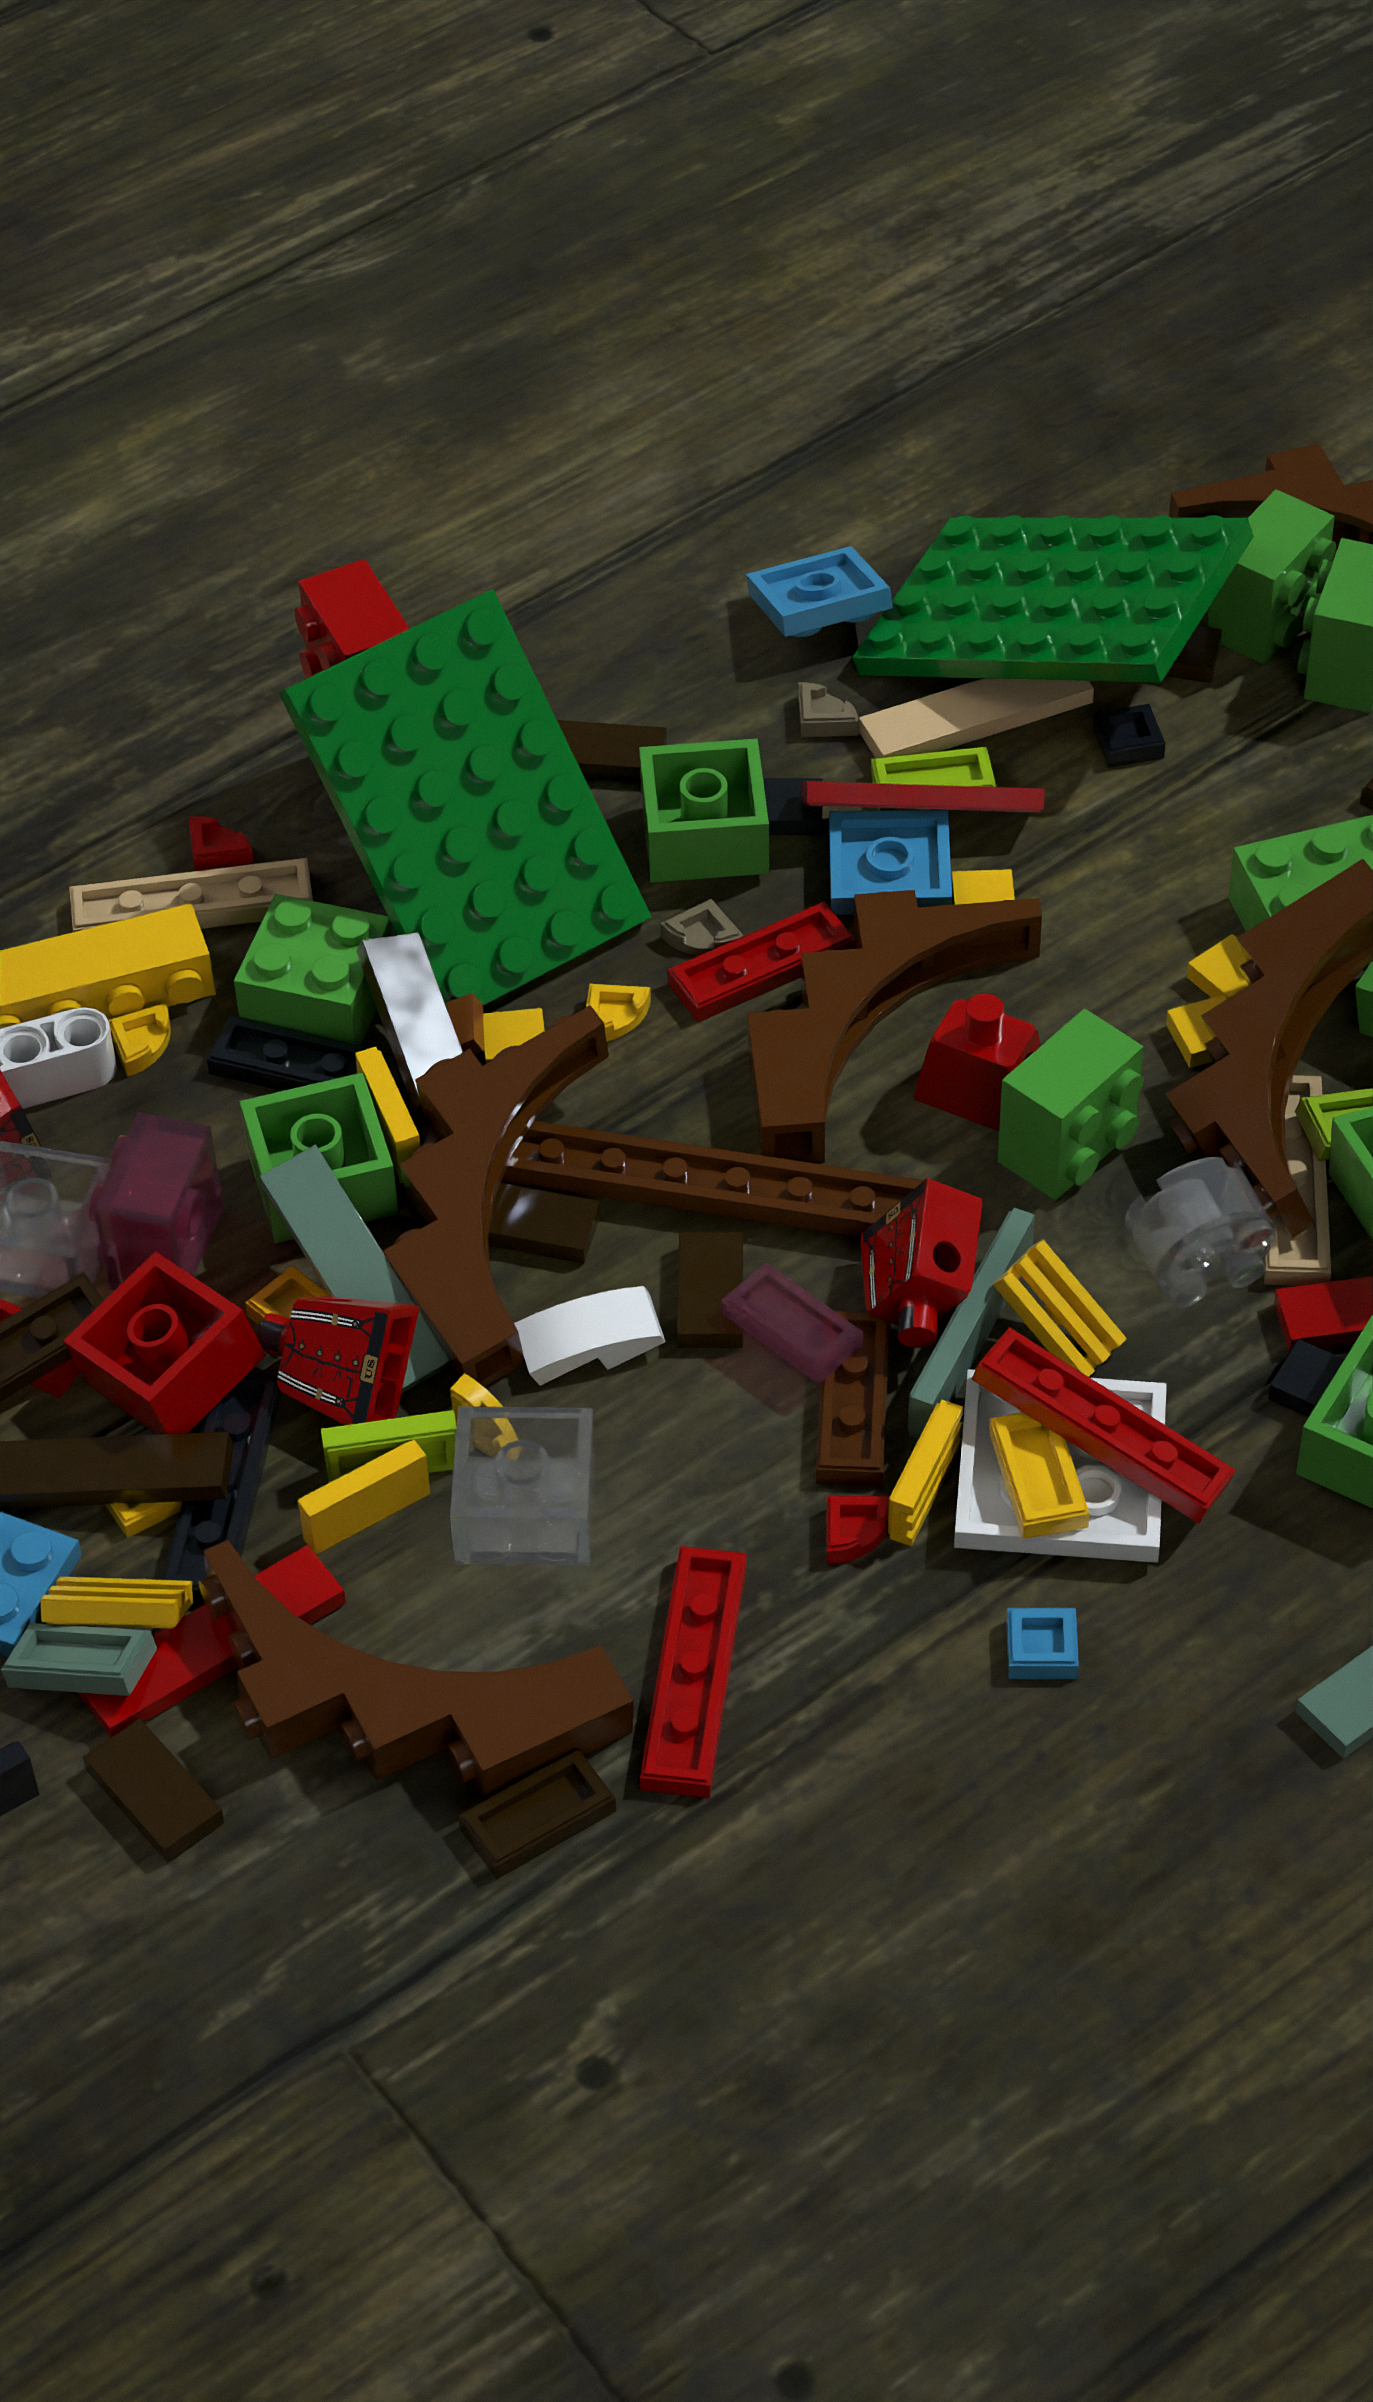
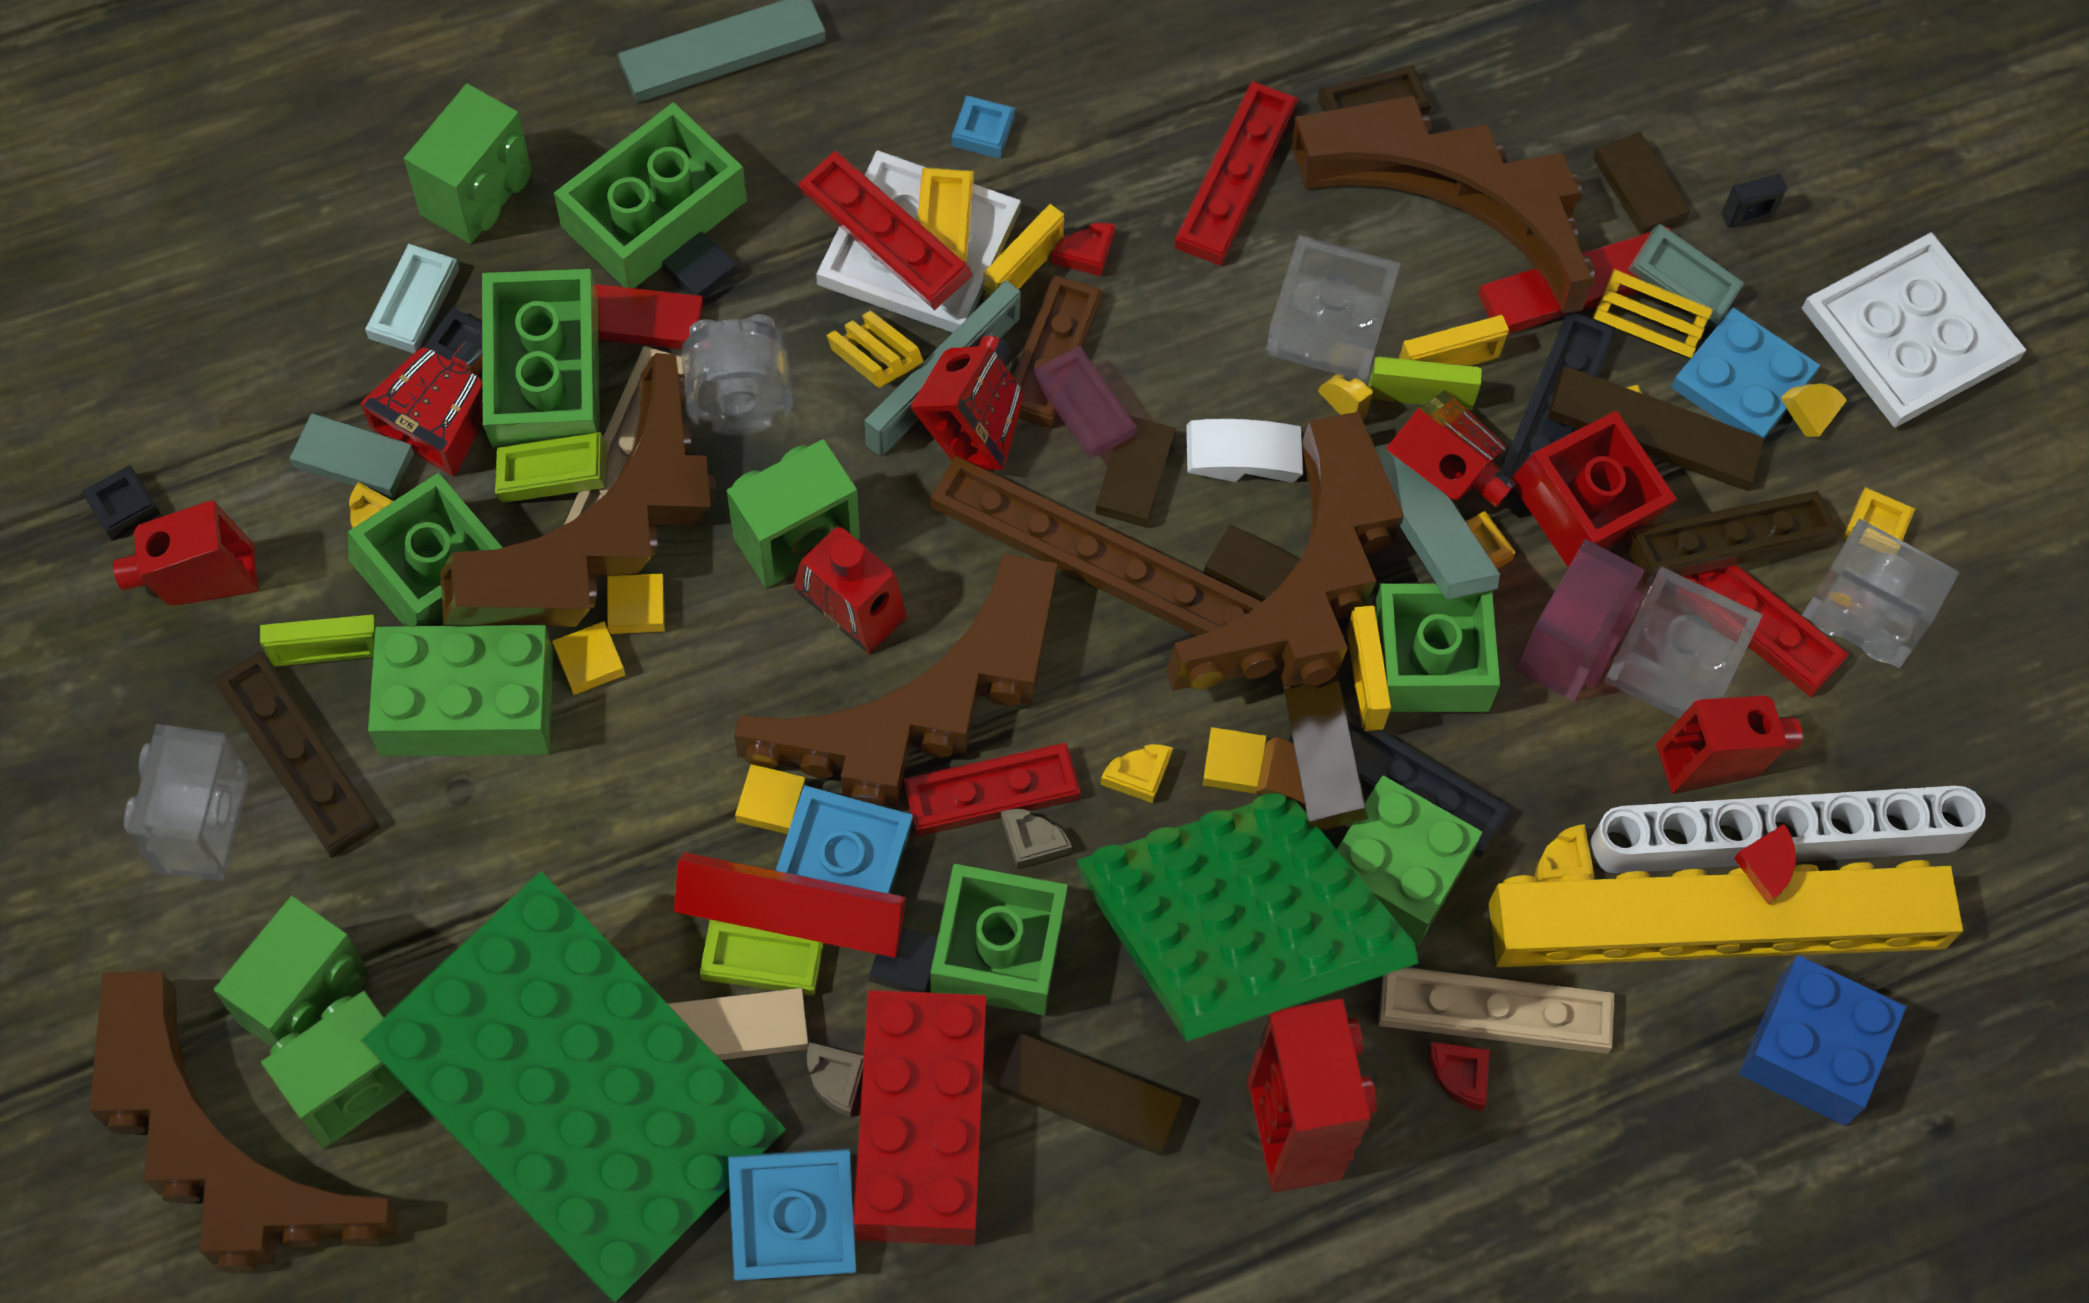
camera: 170 degrees left, 15 degrees up
(730, 668) = (920, 1118): none -> red brick

